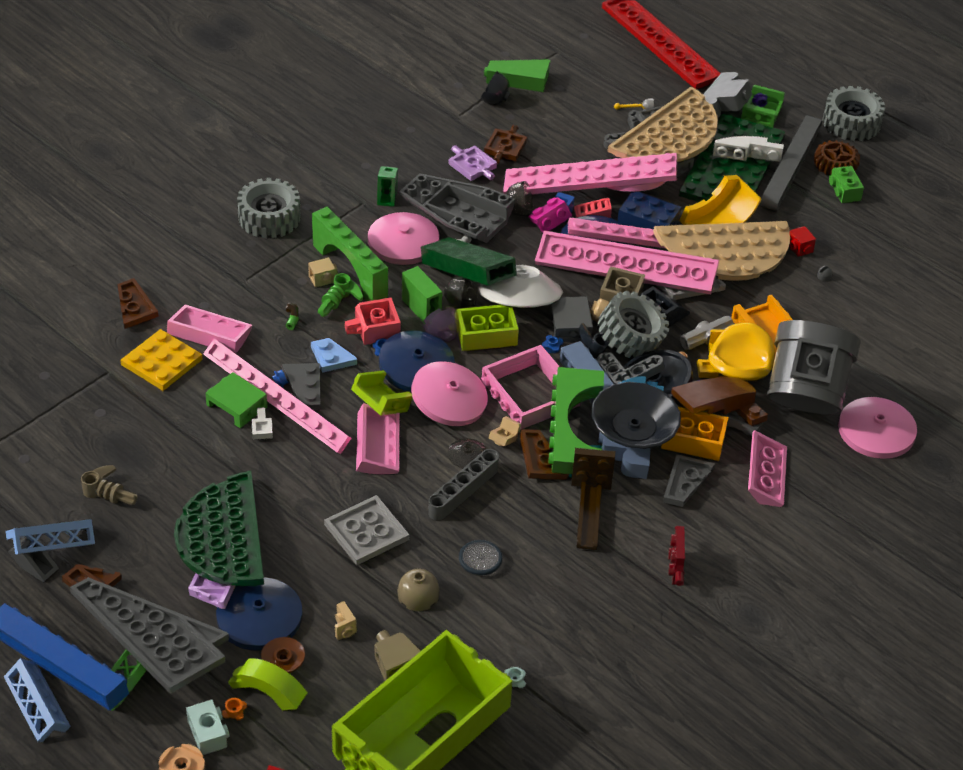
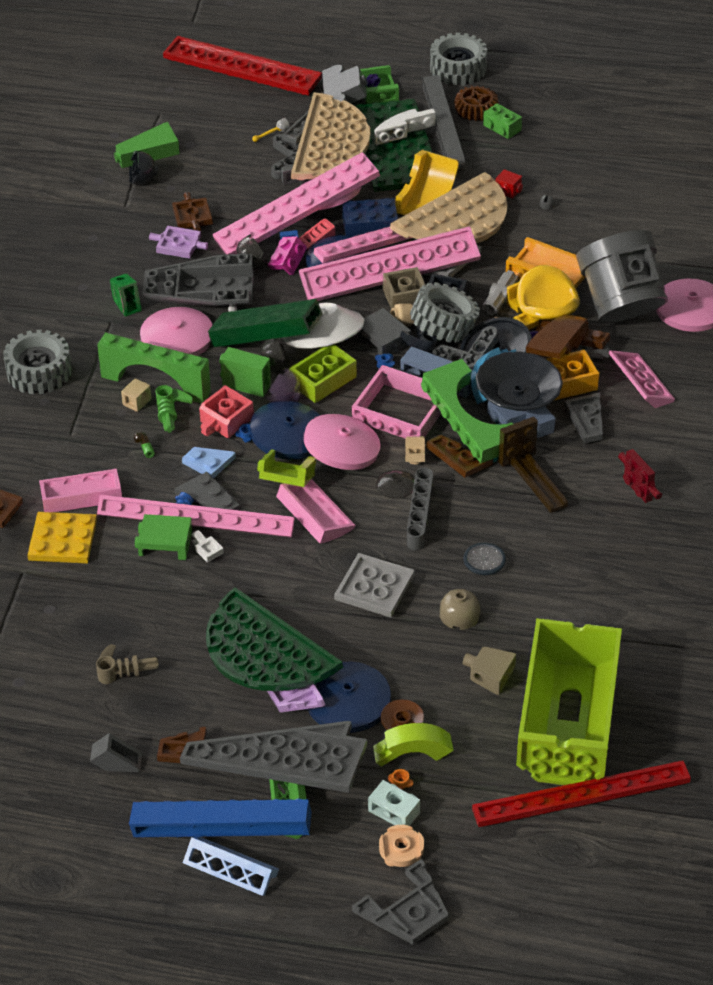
camera: 30 degrees left, 0 degrees up
(49, 530) = (120, 721): light blue fence -> none
(346, 622) = (426, 662): tan bracket -> none

